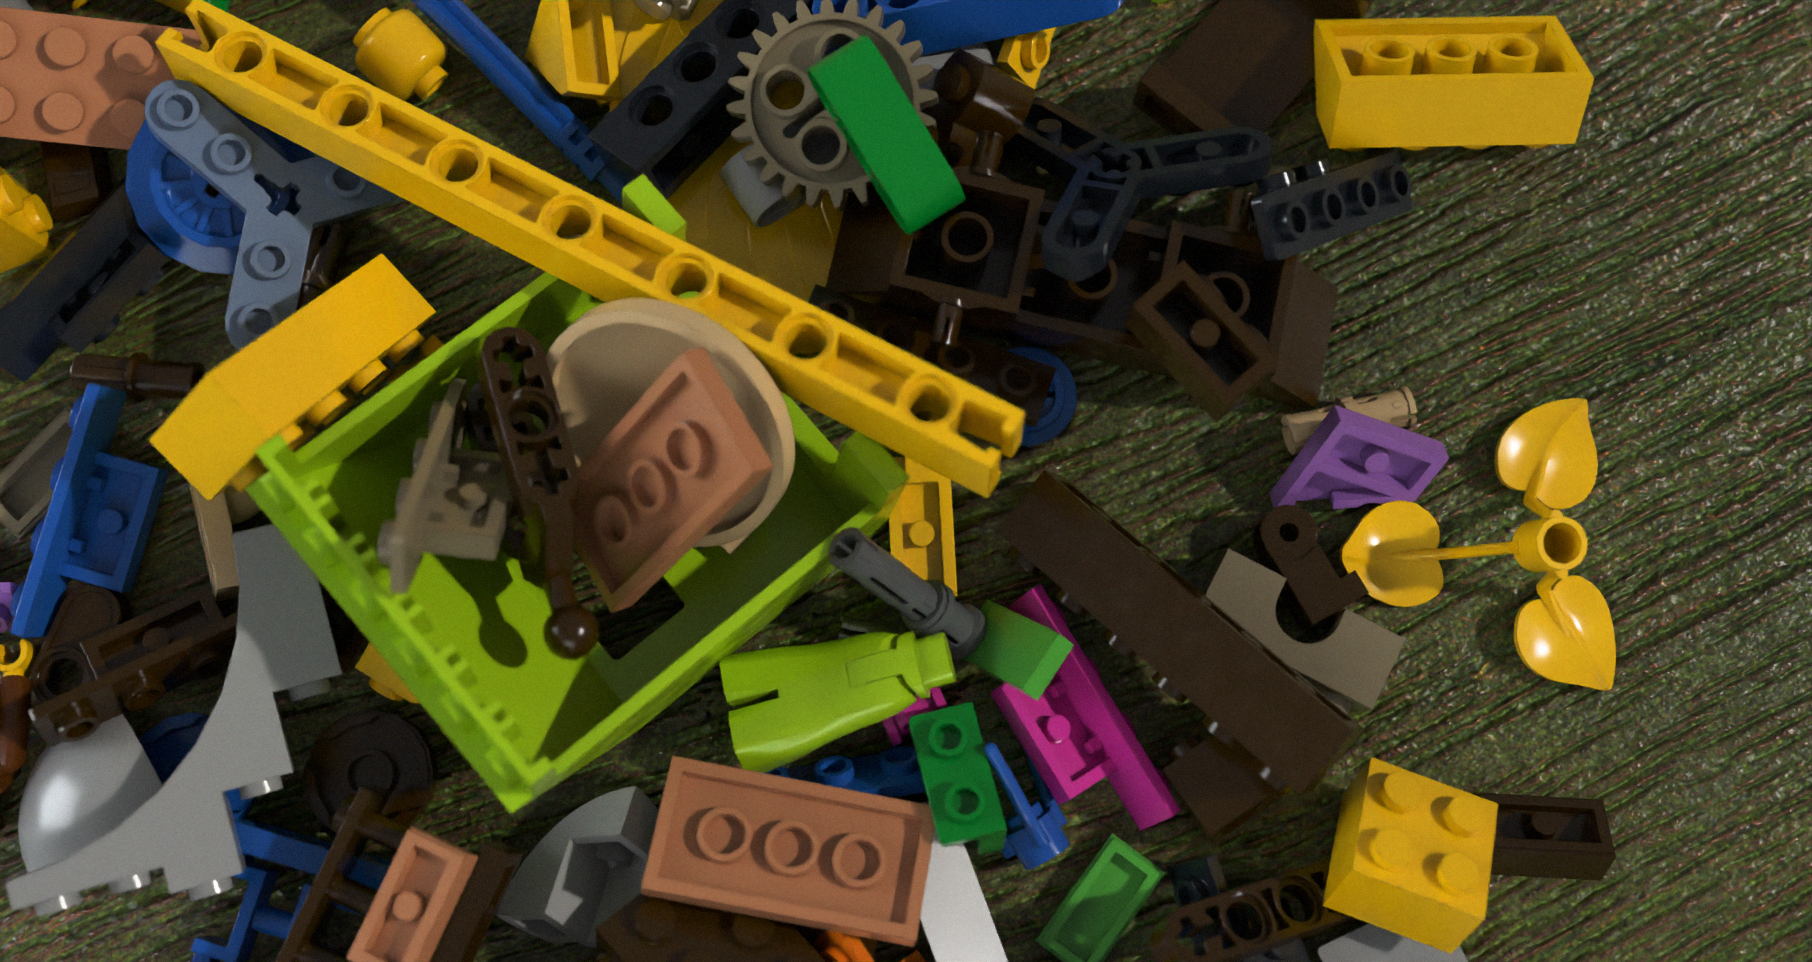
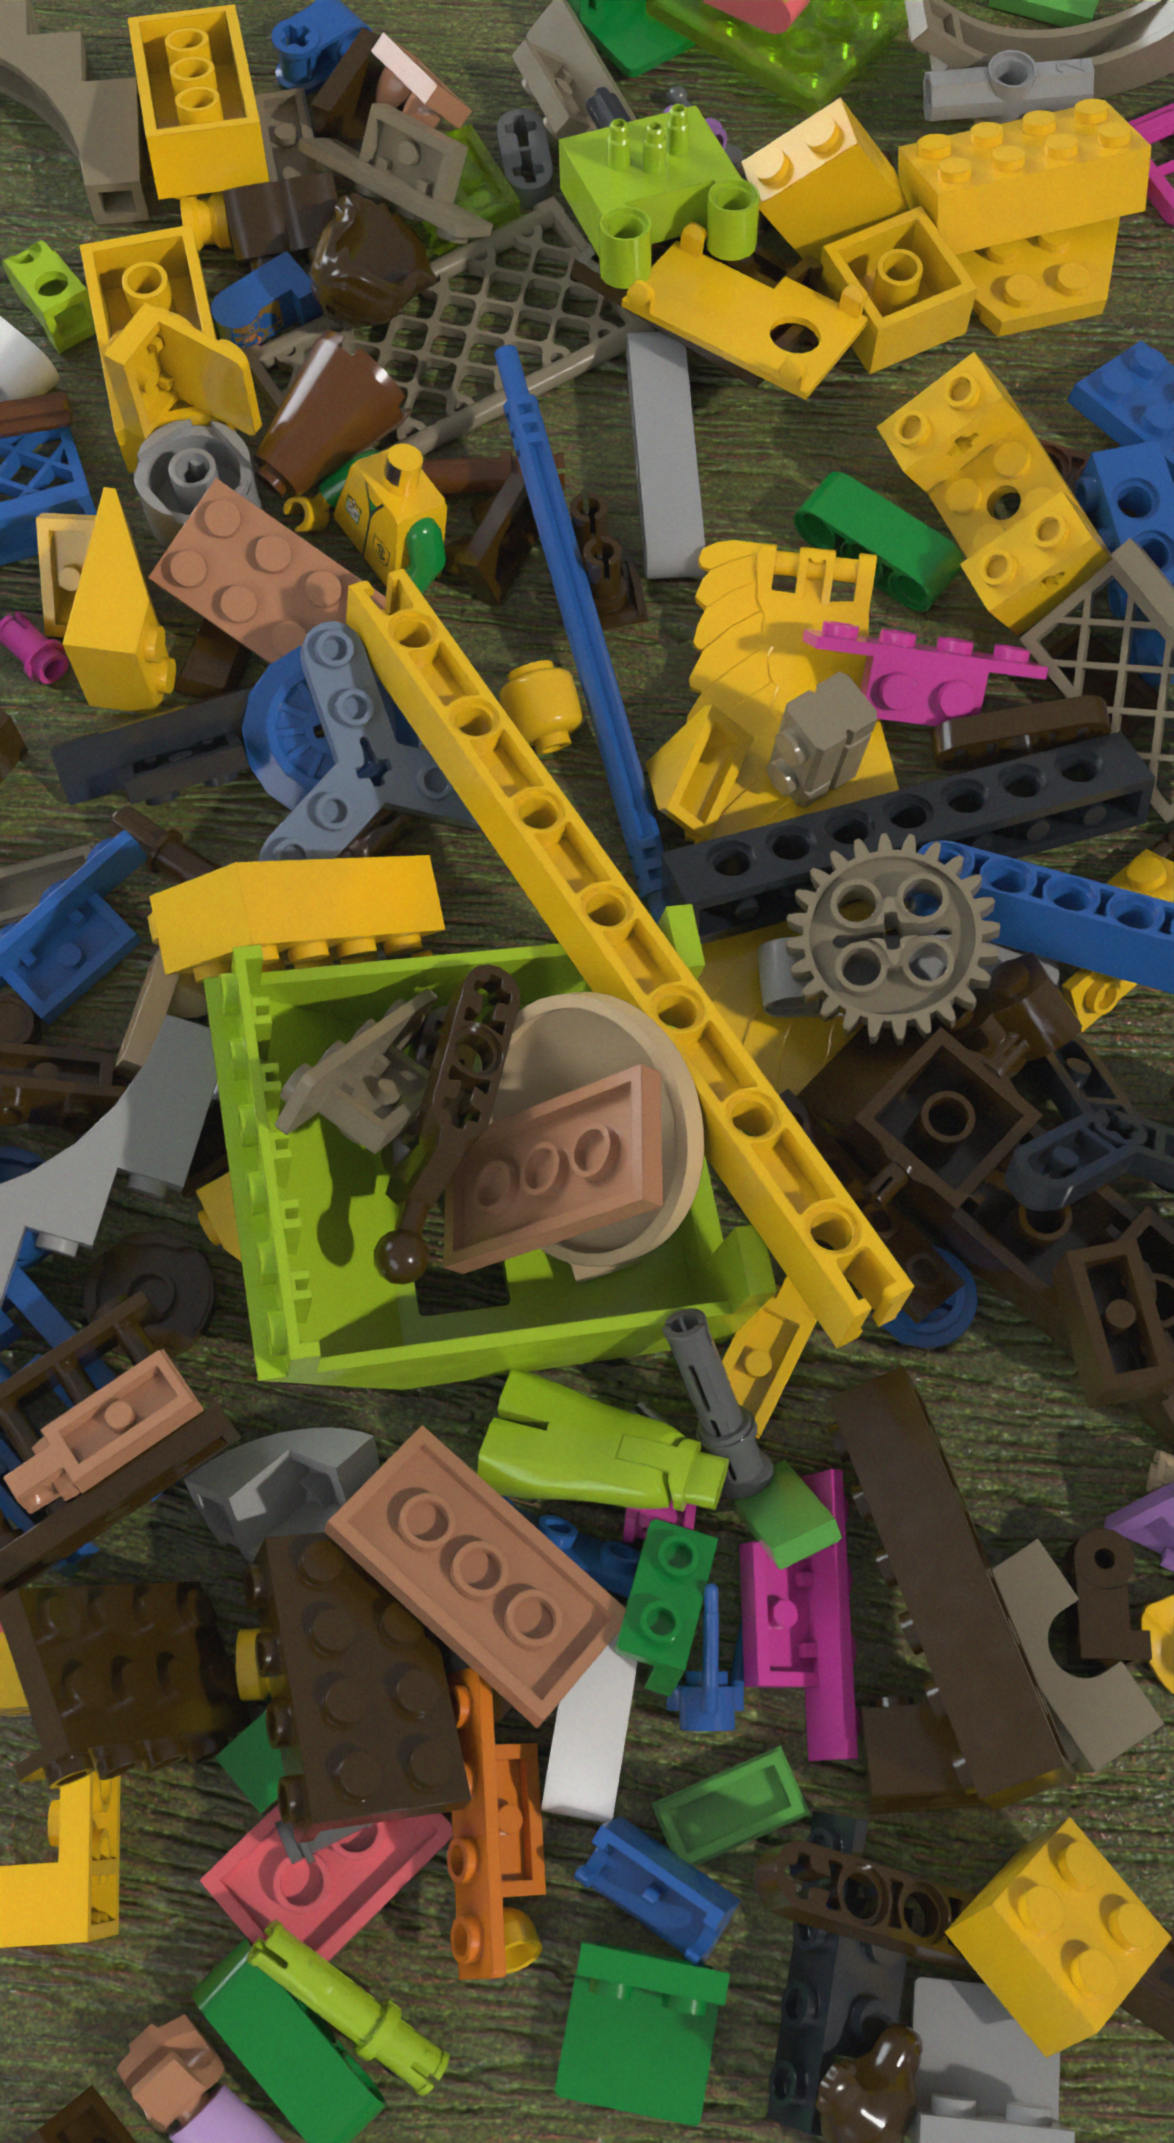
camera: 30 degrees right, 10 degrees down
(886, 134) = (924, 987): green beam -> none

